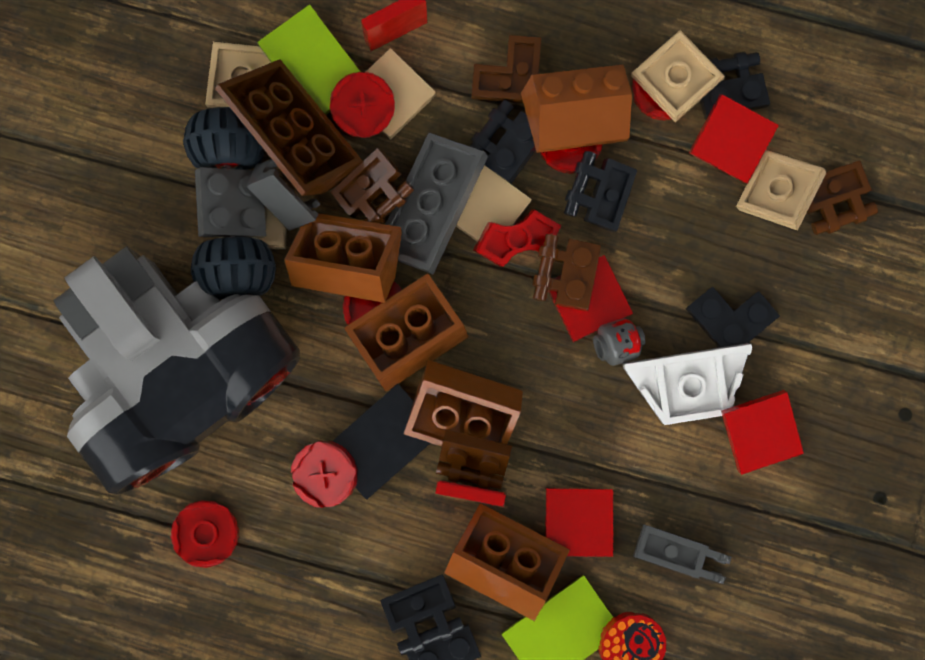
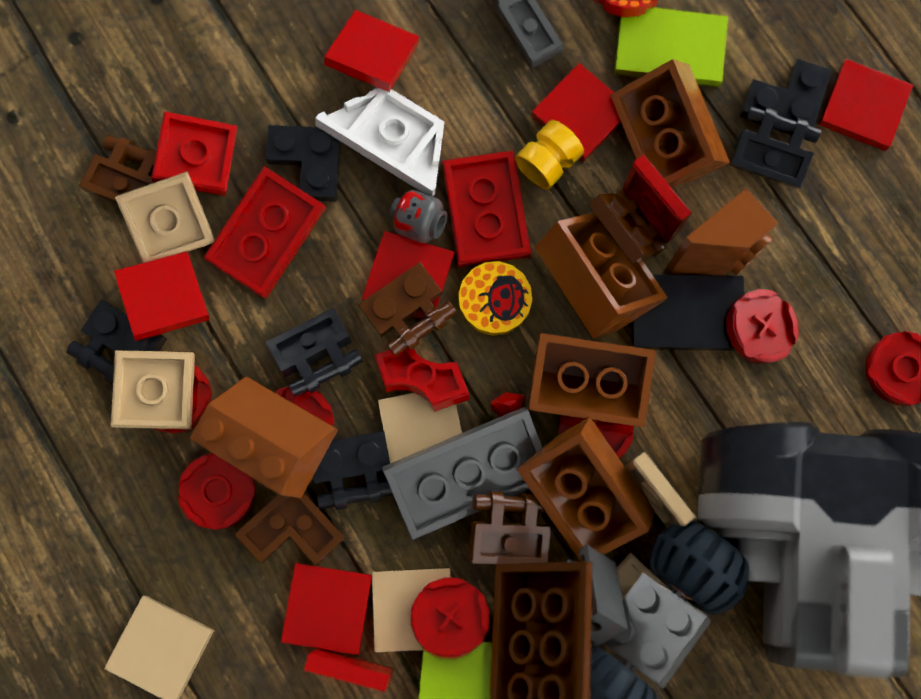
camera: 135 degrees left, 5 degrees down
(299, 294) = (659, 492): none -> tan tile
(397, 498) = (725, 240): none -> dark orange slope
(443, 48) = (327, 608): none -> red tile
(446, 271) = (507, 403): none -> red rock
(518, 335) = (495, 298): none -> tile
(571, 465) = (554, 150): none -> yellow wheel
(578, 48) = (215, 493): none -> red tile
(581, 392) = (486, 209): none -> red tile
(709, 241) = (265, 232): none -> red tile
(810, 253) = (196, 147): none -> red tile

